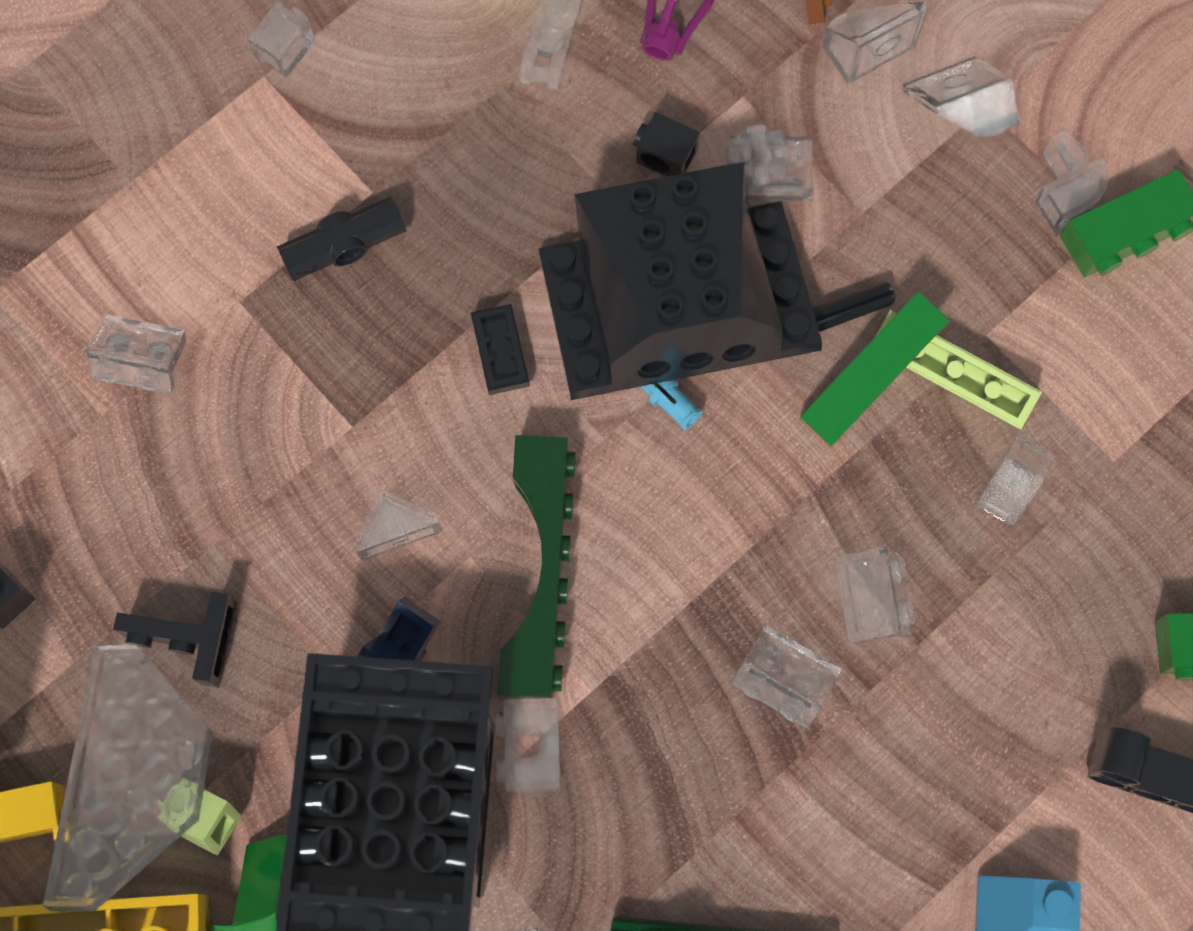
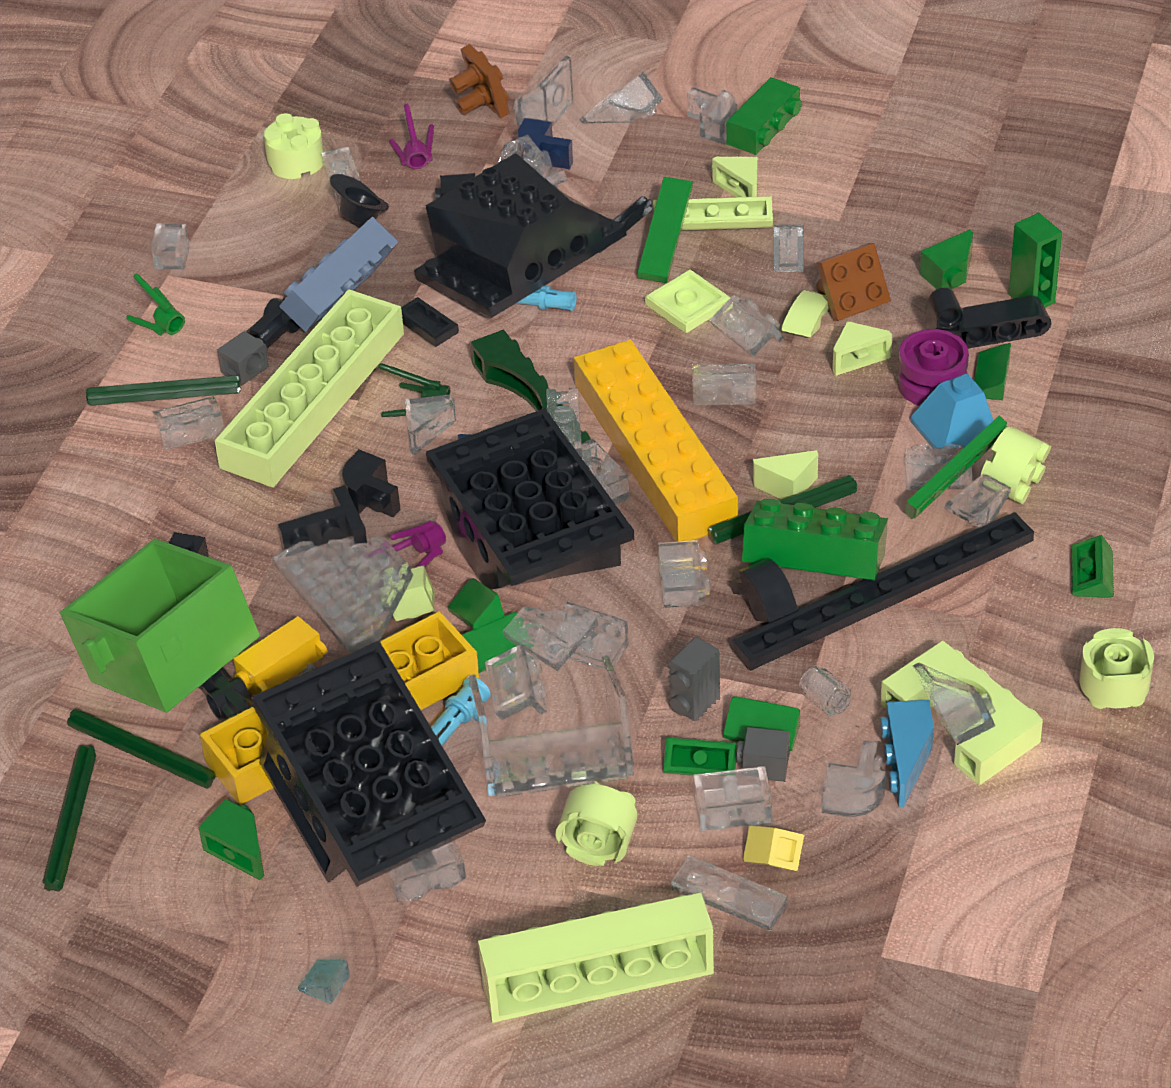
camera: 30 degrees left, 30 degrees down
(141, 280) = (163, 390): none -> dark green axle
(210, 162) = (166, 316): none -> green plant
(254, 286) = (243, 357): none -> dark grey brick
(259, 586) = (368, 484): none -> black brick
(279, 726) = (425, 539): none -> magenta plant
(291, 393) = (309, 388): none -> yellowish green brick
(421, 227) = (337, 272): none -> sand blue wedge
(432, 486) = (430, 387): none -> dark green plant
(533, 659) = (566, 416): none -> clear plate
(538, 88) = (357, 200): none -> black piece
(637, 734) = (654, 440): none -> yellow brick
(759, 894) = (786, 473): none -> yellowish green slope
(812, 114) = (540, 132): none -> dark blue brick
(834, 498) = (687, 301): none -> yellowish green tile
(962, 617) = (806, 314): none -> yellowish green slope
(987, 721) = (860, 347): none -> yellowish green slope
(1030, 321) = (736, 175): none -> yellowish green slope
(1047, 613) = (852, 281): none -> dark orange plate
(1079, 822) = (928, 360): none -> magenta wheel
(1129, 865) = (993, 371): none -> green slope

